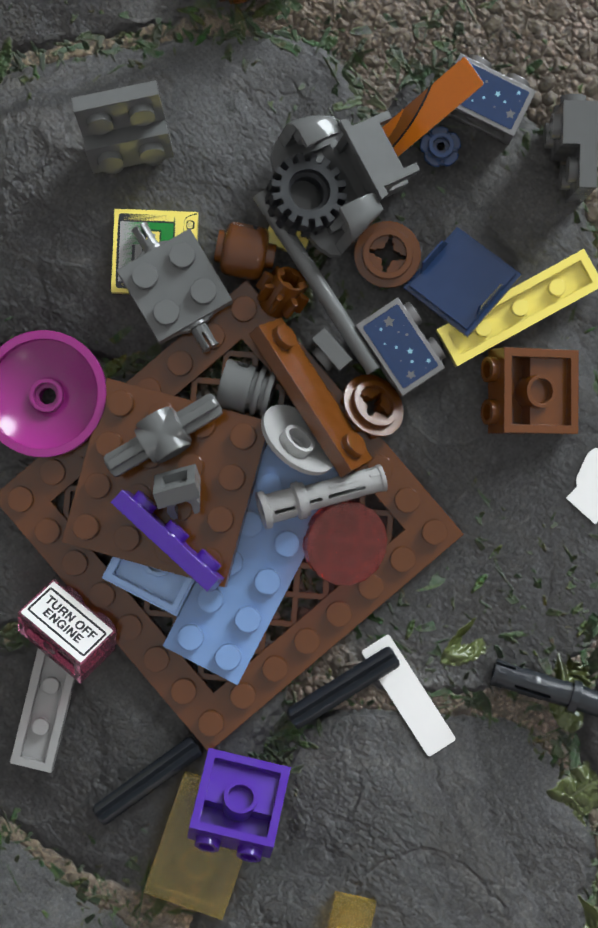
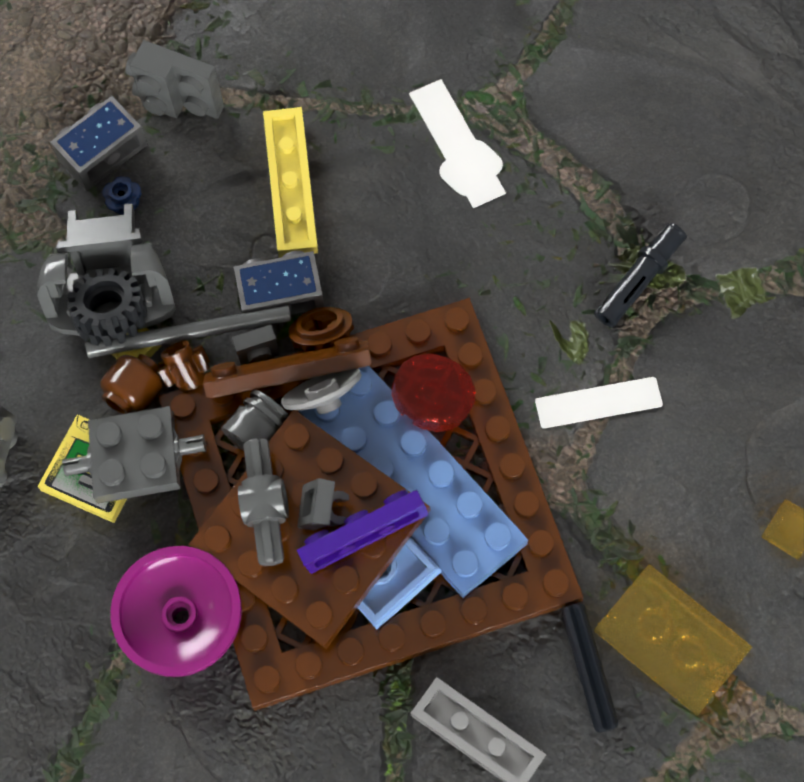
camera: 70 degrees left, 20 degrees down
(67, 630) = (411, 677): brick -> none
(238, 805) = (644, 581): dark purple plate -> none
(301, 499) = (377, 408): light grey pin -> none
(343, 687) = (568, 453): black axle -> none
(403, 243) = (191, 255): reddish brown gear -> none
(432, 105) = (81, 172): orange sticker -> none
(462, 281) = (246, 218): dark blue piece -> none
(531, 391) = (366, 196): reddish brown plate -> none

